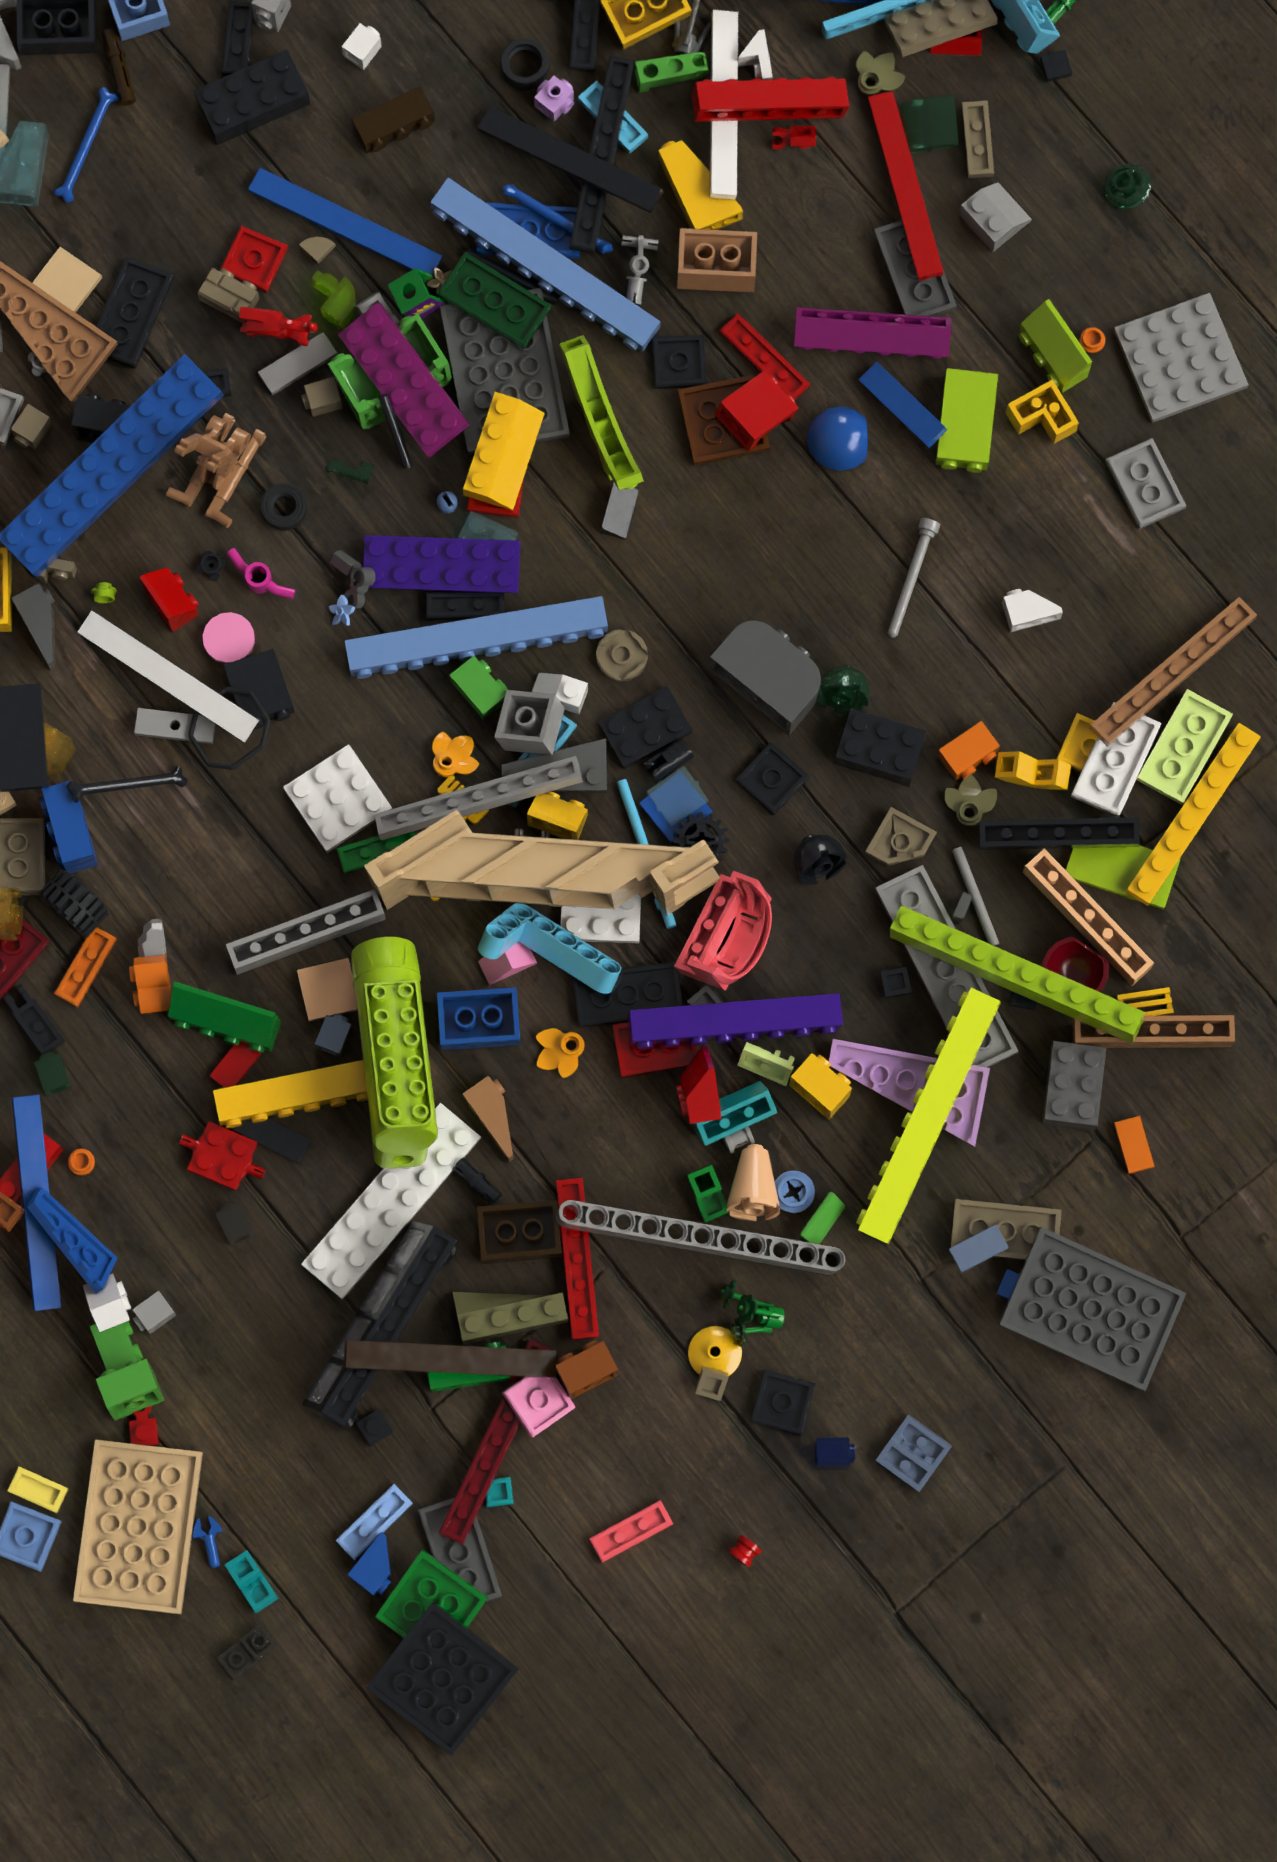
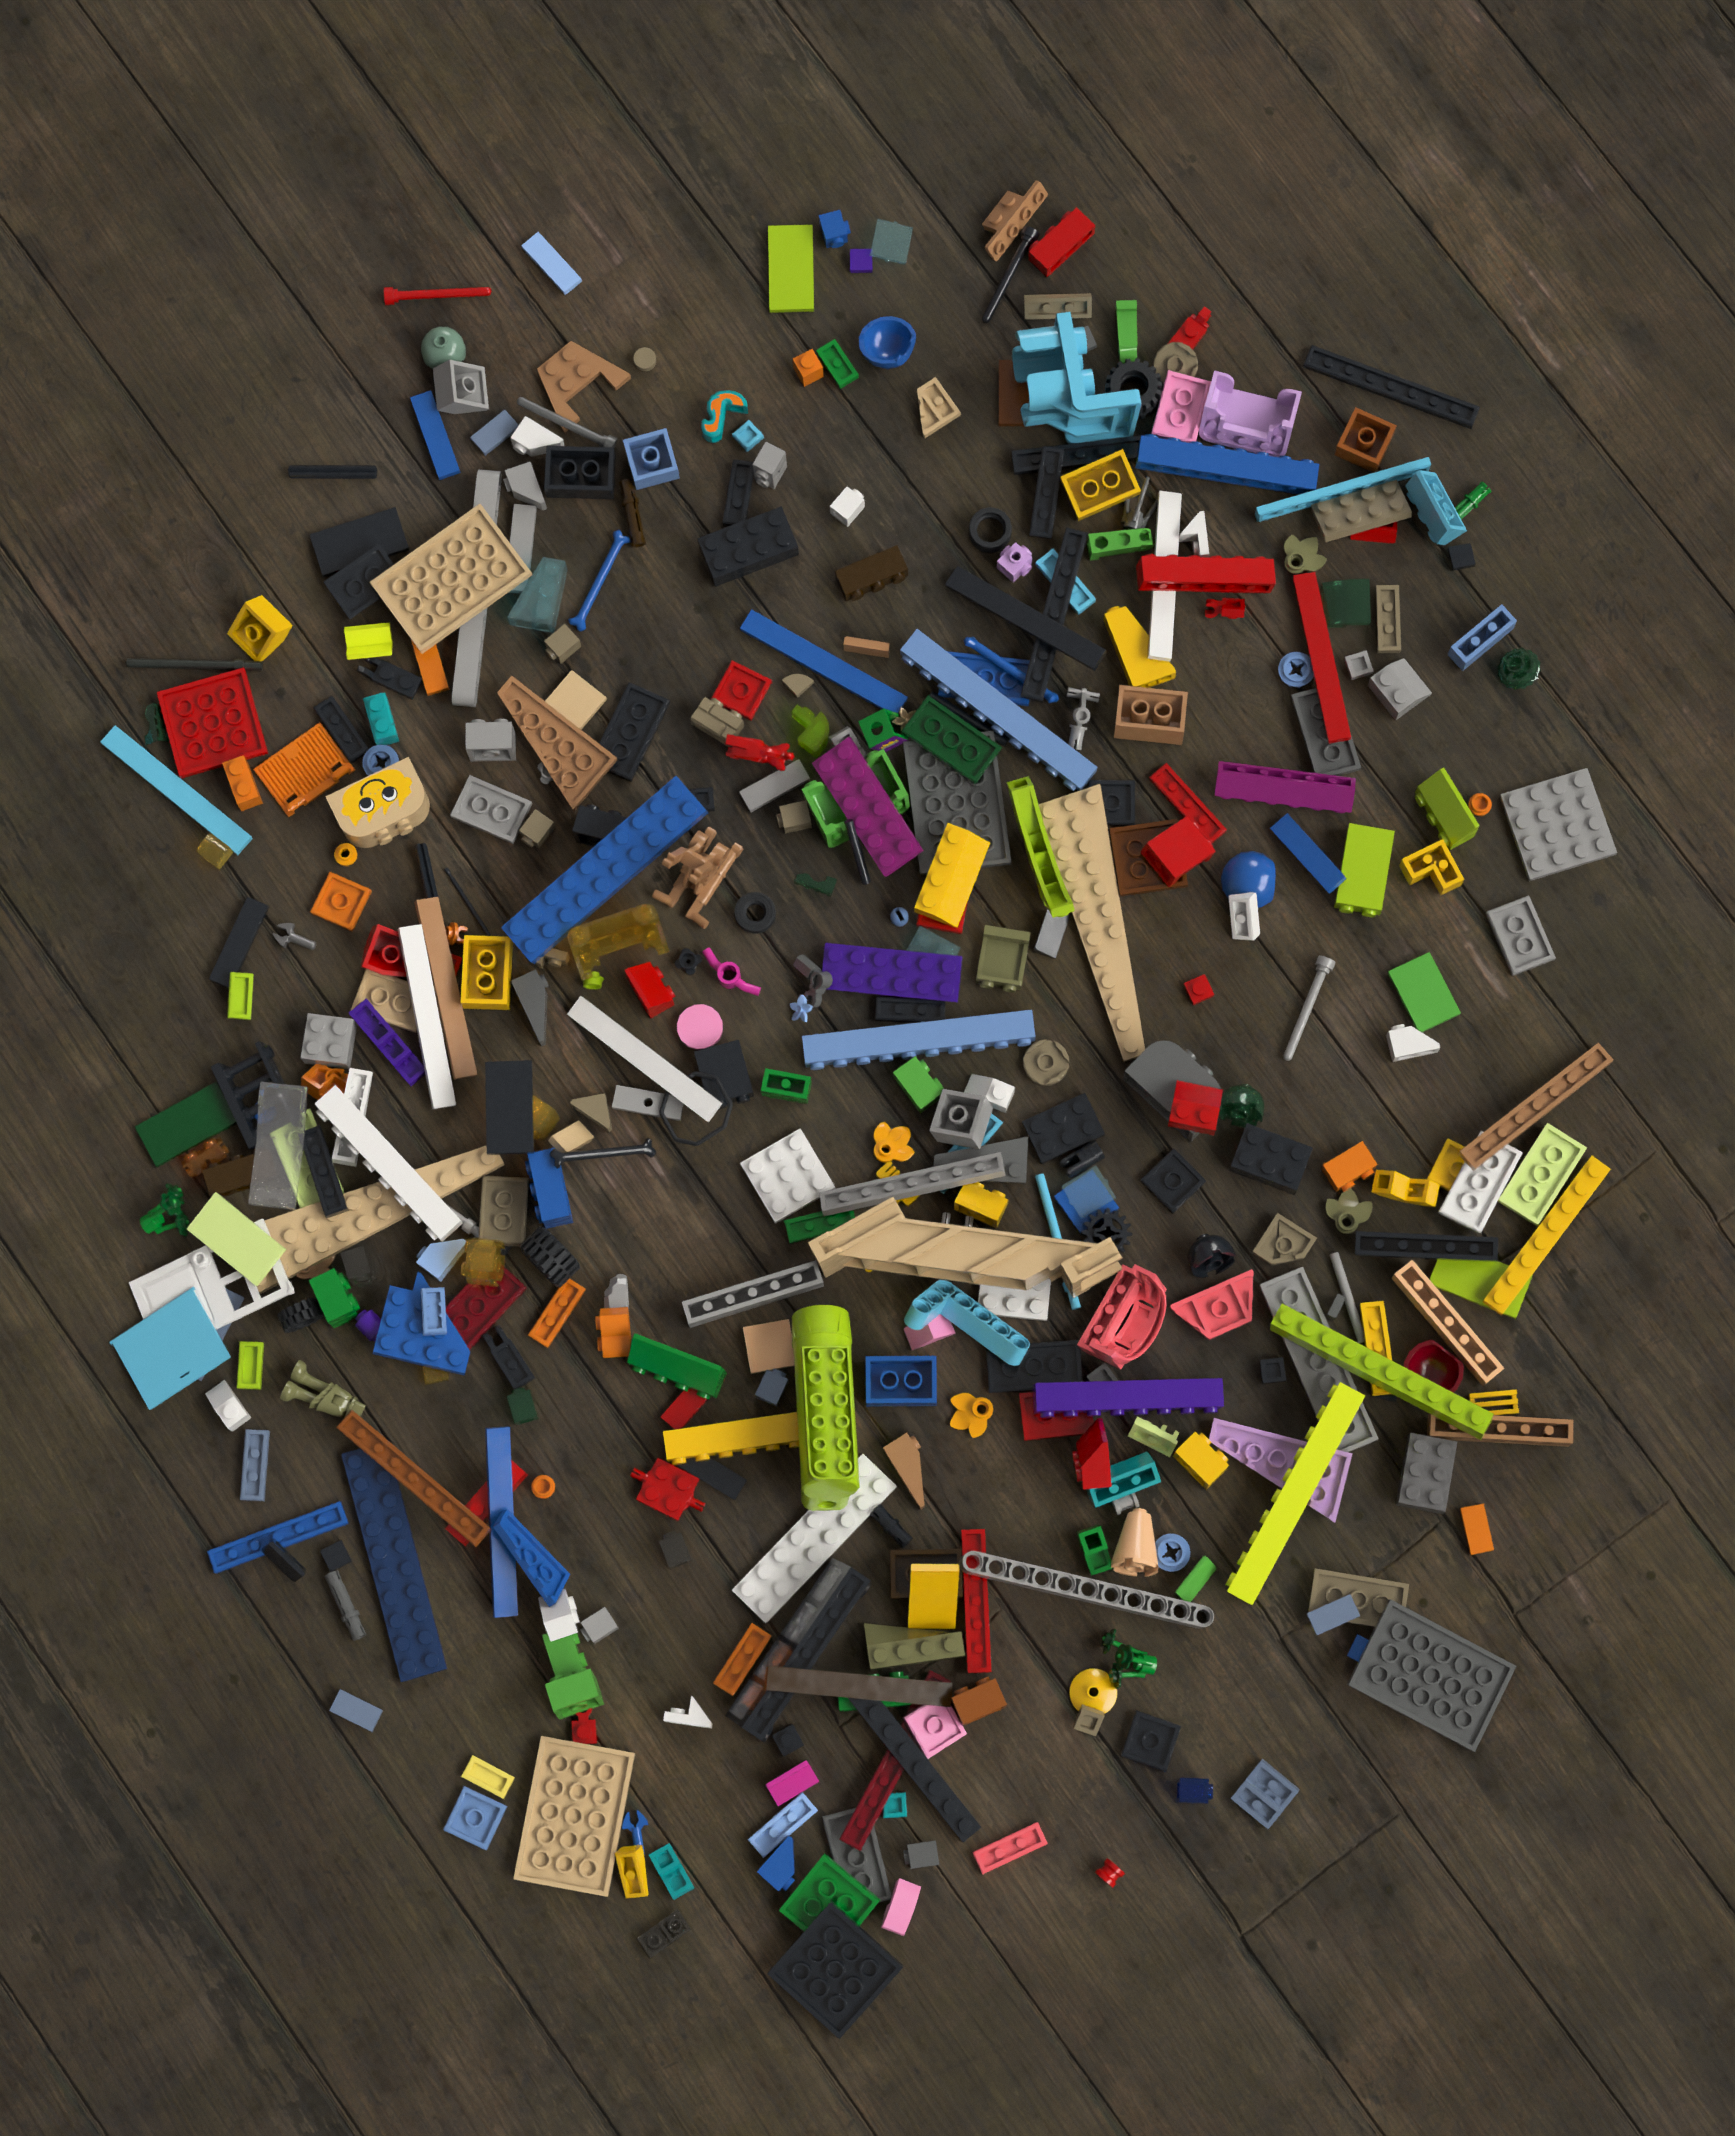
camera: 10 degrees right, 0 degrees up
(47, 218) = (562, 644): none -> dark tan brick
(90, 769) = (571, 1138): none -> tan tile
(115, 736) = (595, 1109): none -> dark tan slope
(126, 537) = (615, 933): none -> clear yellow windscreen
(207, 1584) = (632, 1871): none -> yellow slope
(268, 1408) = (695, 1717): none -> white slope
(317, 1341) = (742, 1659): none -> orange tile
(330, 697) = (786, 1086): none -> green brick
(381, 1474) = (792, 1783): none -> dark pink panel
(392, 202) = (866, 647): none -> medium nougat tile
(512, 1604) = (901, 1907): none -> bright pink slope
(521, 1446) = (917, 1767): none -> black plate
(528, 1254) = (933, 1596): none -> yellow tile
(532, 1544) = (921, 1854): none -> dark grey brick
(566, 541) = (1002, 958): none -> olive panel
(652, 425) = (1085, 861): none -> tan wing
(788, 564) = (1198, 989): none -> red plate
(791, 693) = (1195, 1107): none -> red slope
(831, 915) = (1219, 1307): none -> coral wing
(835, 479) = (1244, 916): none -> white slope
(877, 190) = (1296, 659): none -> medium blue gear
(947, 192) = (1358, 665): none -> light grey plate
(1008, 934) = (1376, 1333): none -> yellow plate
(1041, 553) = (1424, 992): none -> bright green tile
(1084, 153) = (1482, 637): none -> medium blue brick

